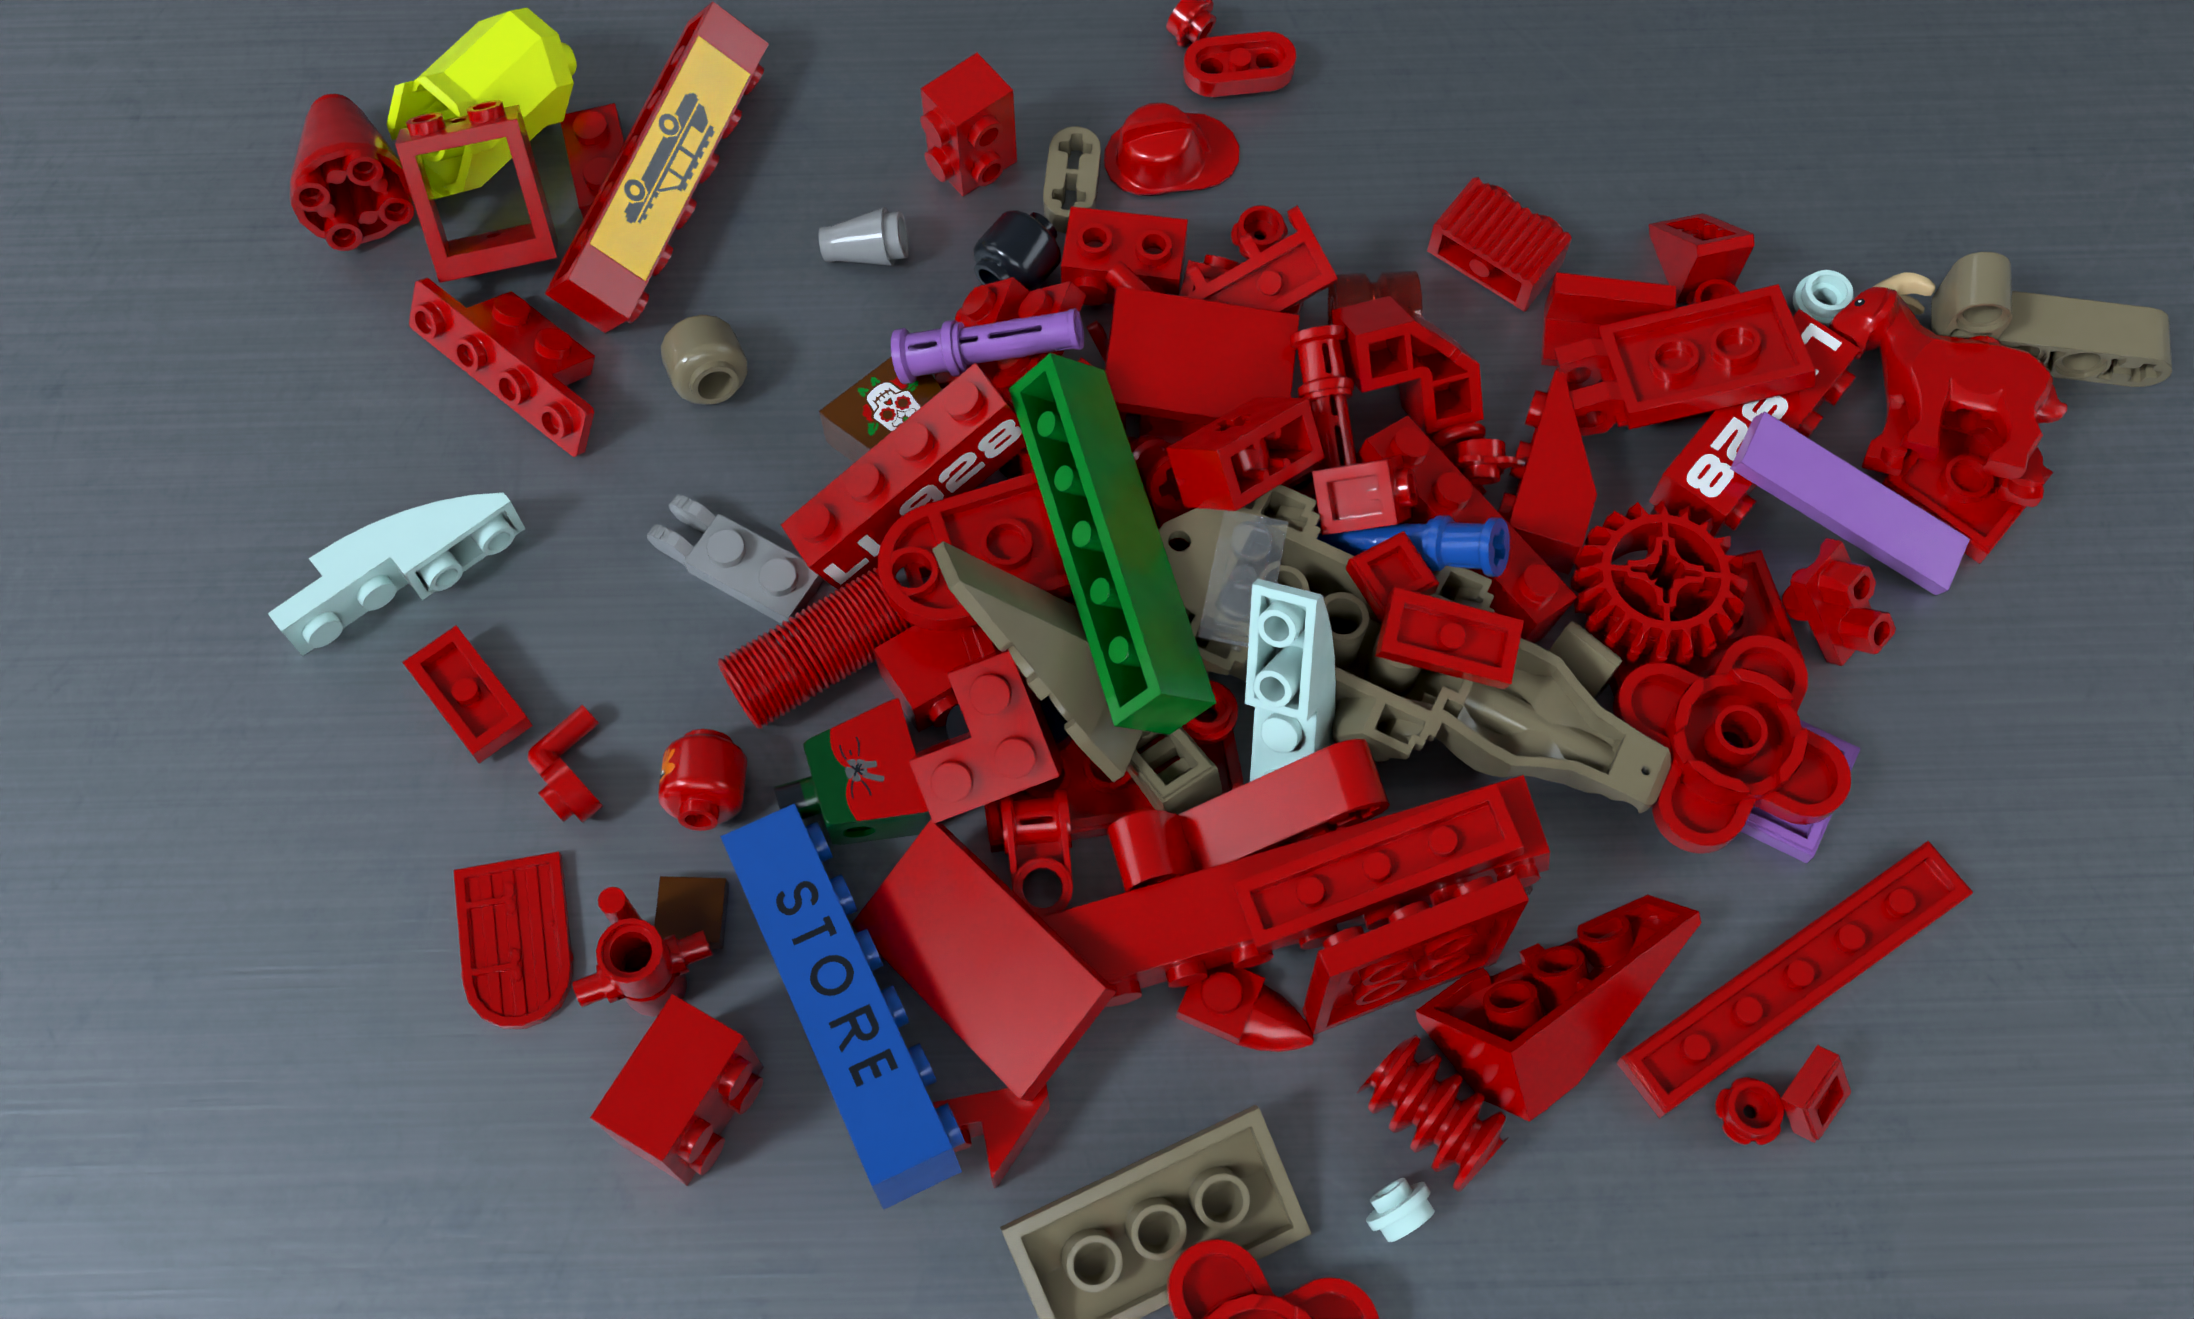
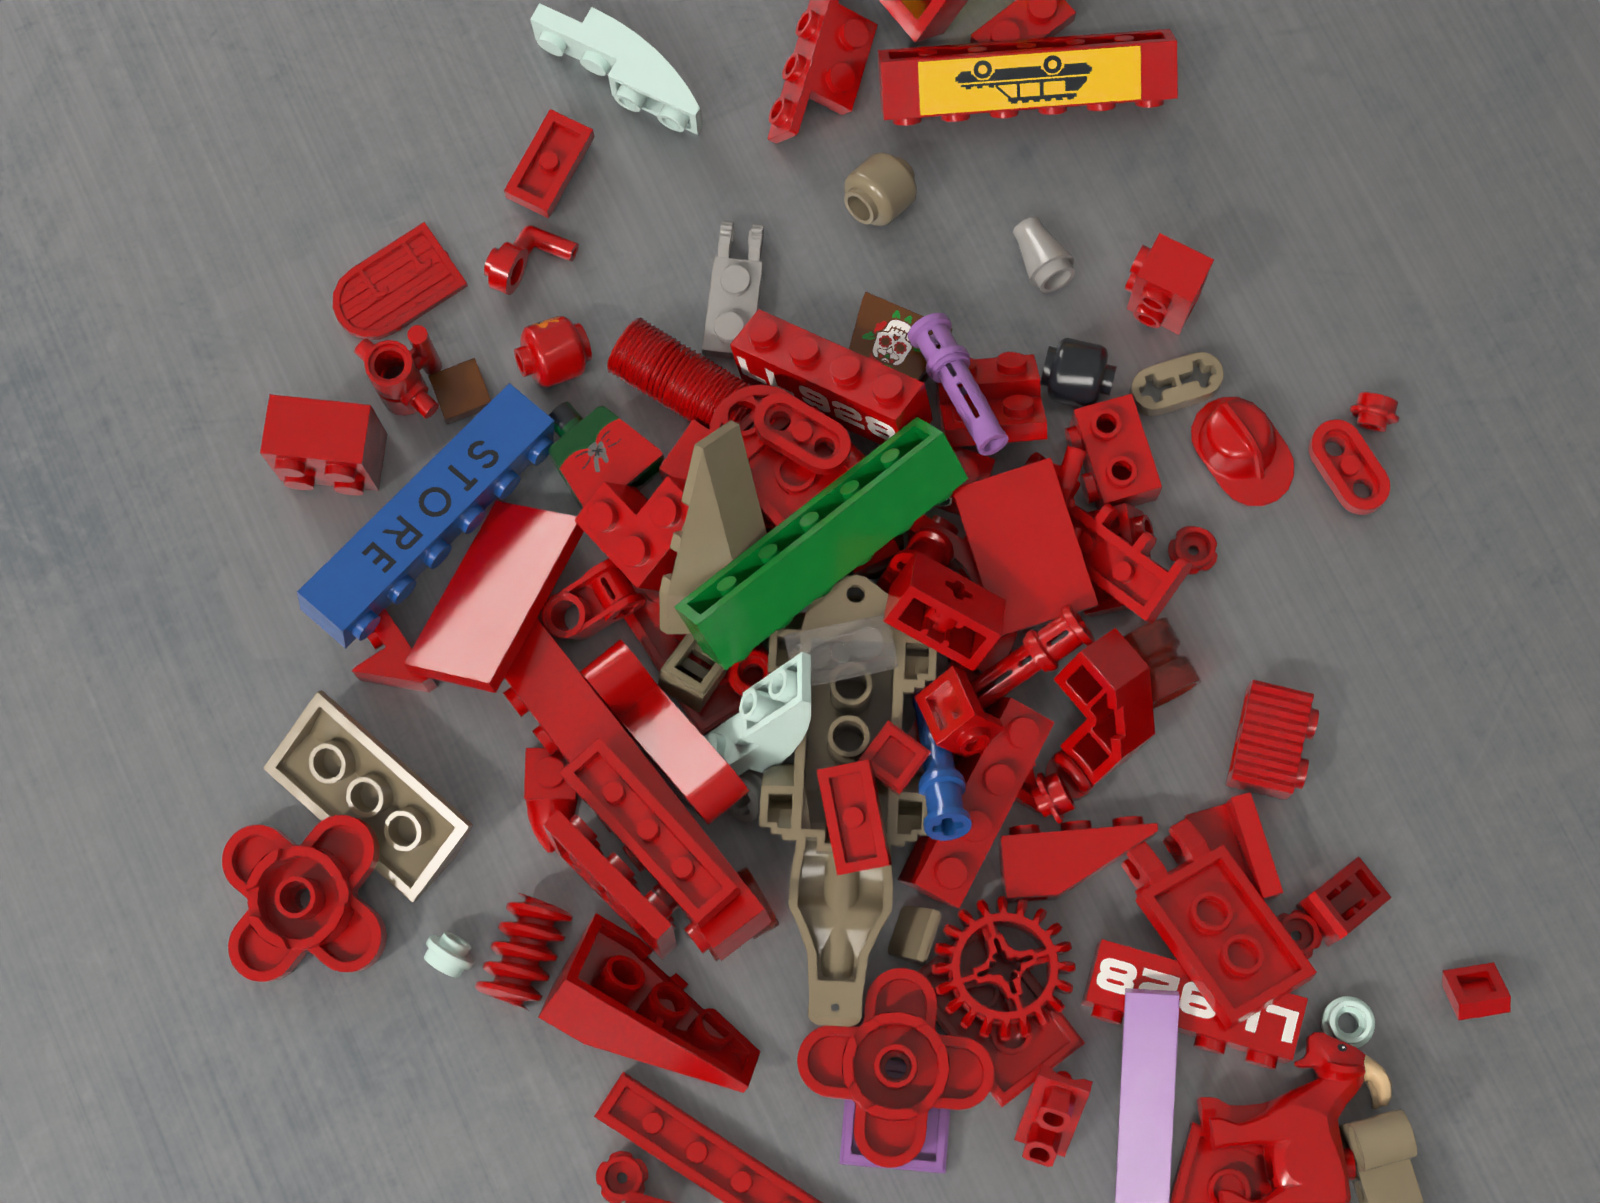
camera: 70 degrees right, 10 degrees up
(967, 507) = (806, 431): none -> red plate
(1834, 172) = (1476, 991): none -> red plate

